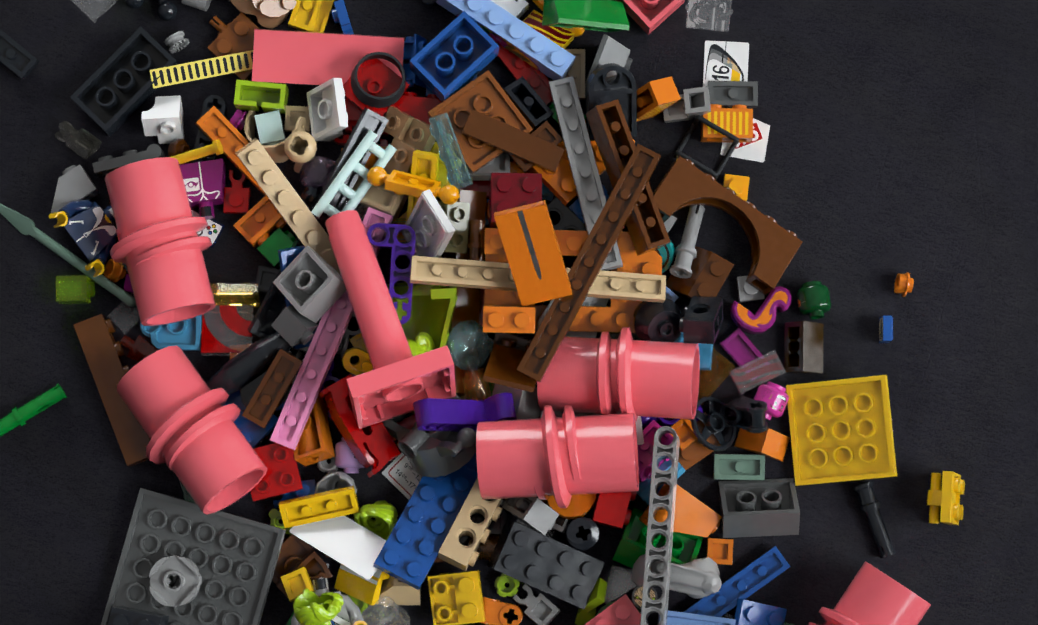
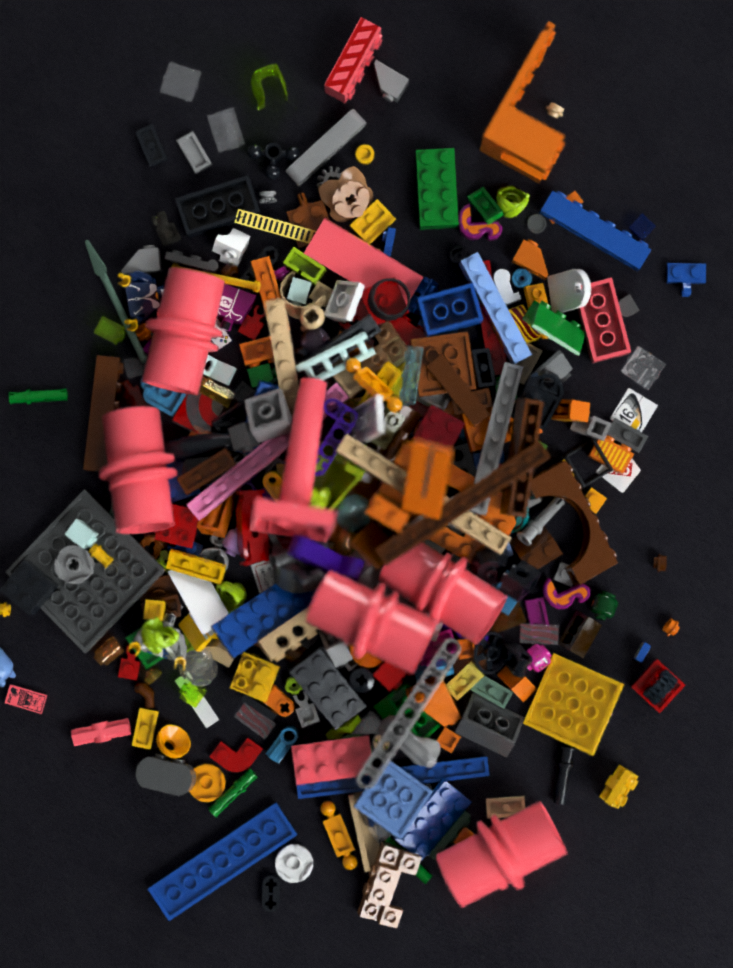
camera: 35 degrees right, 5 degrees up
(65, 36) = (194, 152): none -> light grey tile
(165, 540) = (82, 534): none -> light aqua brick
(200, 553) = (98, 553): none -> yellow pin
(226, 268) = (219, 371): none -> light aqua bracket
(246, 504) = (159, 545): none -> dark orange piece
(701, 472) = (464, 680): none -> light yellow plate
(826, 593) = (504, 806): none -> tan plate
(850, 217) = (660, 562): none -> reddish brown plate
(925, 358) = (658, 686): none -> plate

